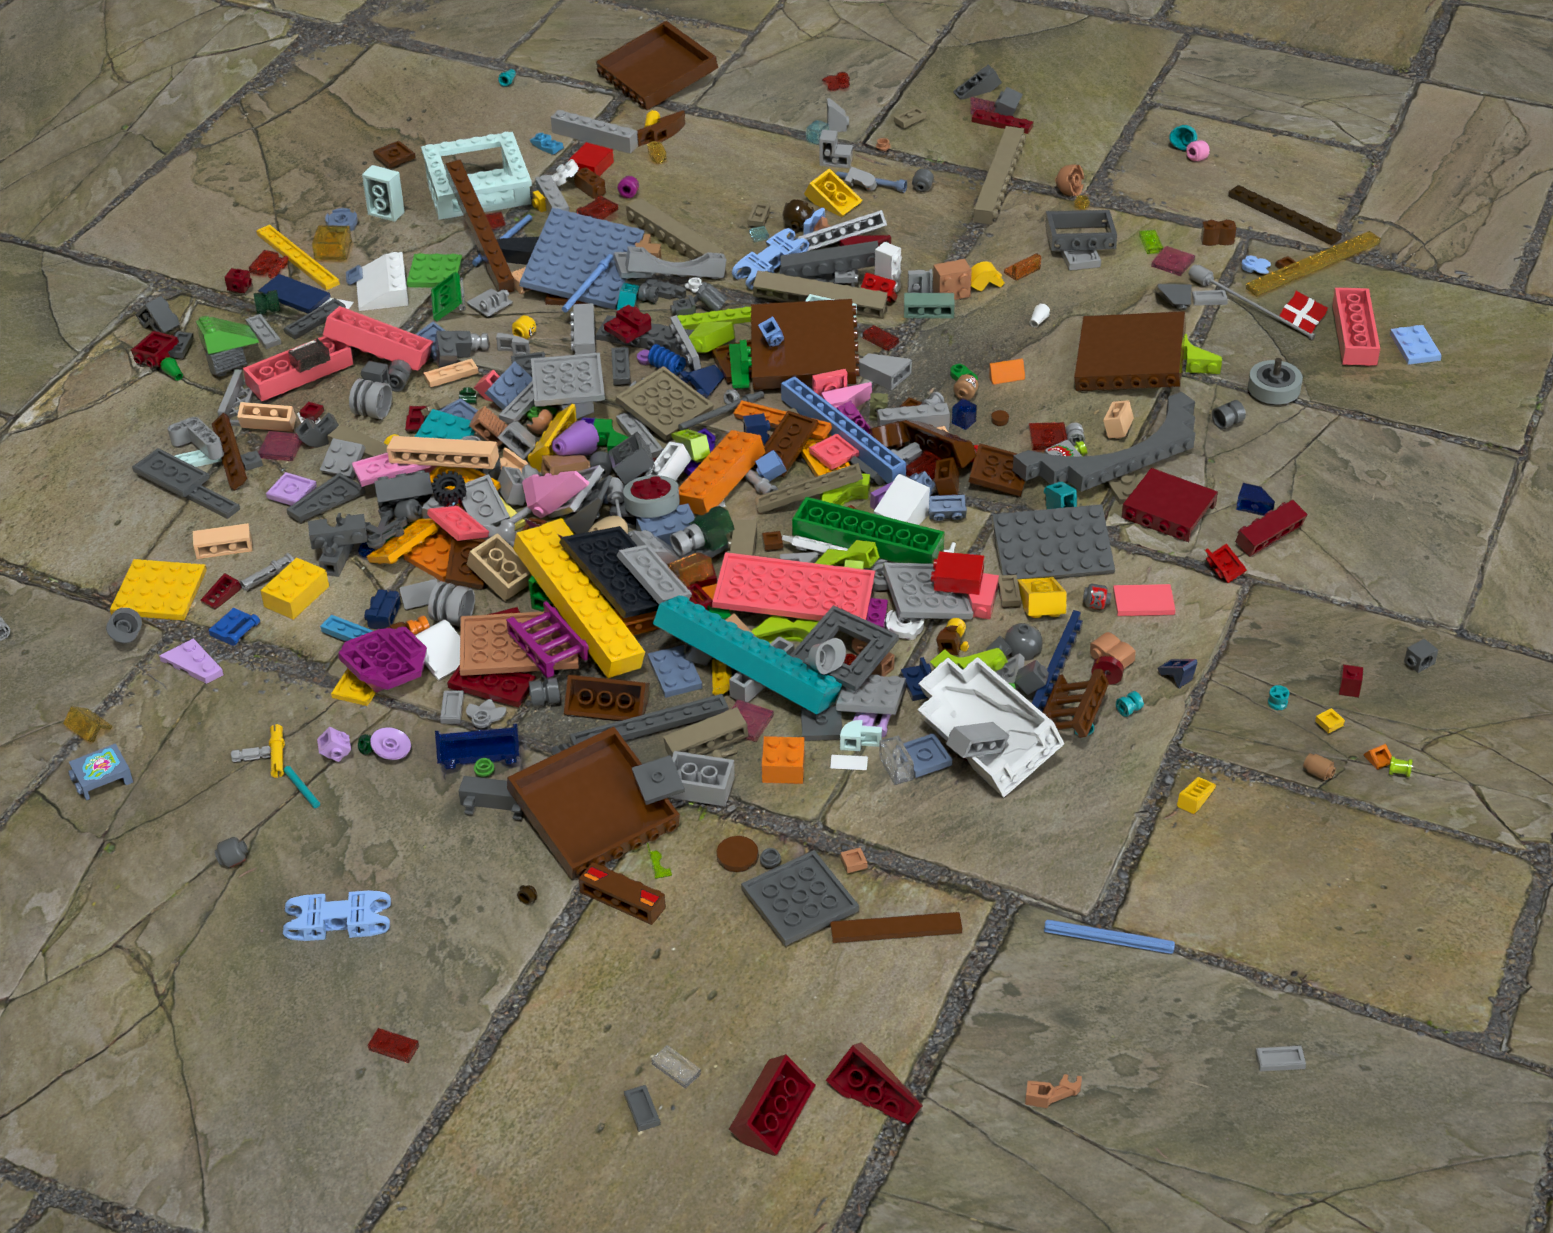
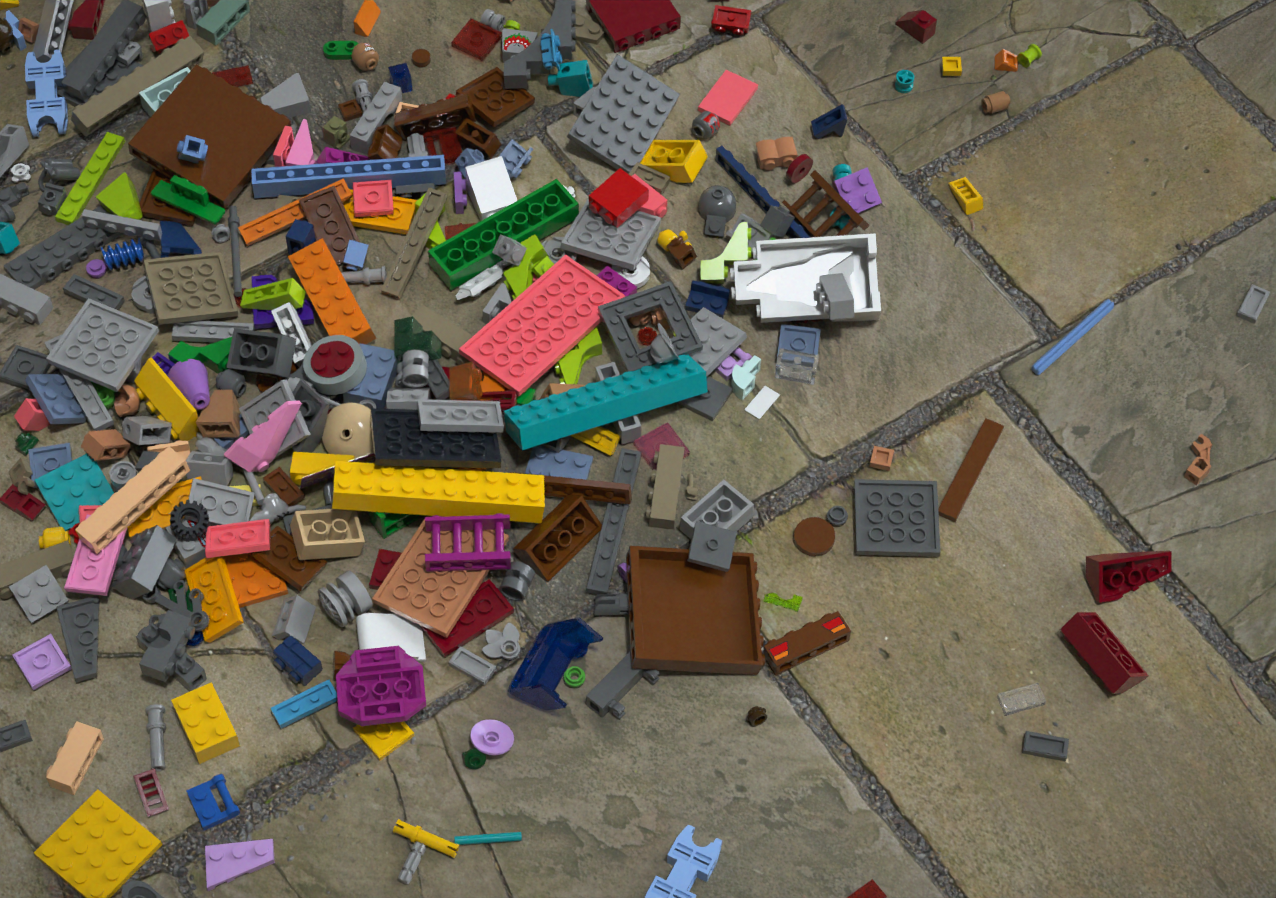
camera: 60 degrees left, 15 degrees up
(334, 744) = (461, 784): lavender brick -> none
(418, 626) = (345, 641): orange wheel -> none
(628, 324) = (51, 254): dark red plate -> none
(658, 685) = (589, 489): none -> reddish brown plate
(772, 540) = (449, 307): reddish brown plate -> none
(783, 760) = (735, 445): orange brick -> none
(846, 536) = (509, 250): none -> light grey brick
(1064, 467) = (553, 57): none -> dark azure hinge
(1120, 717) = (858, 190): none -> medium lavender plate

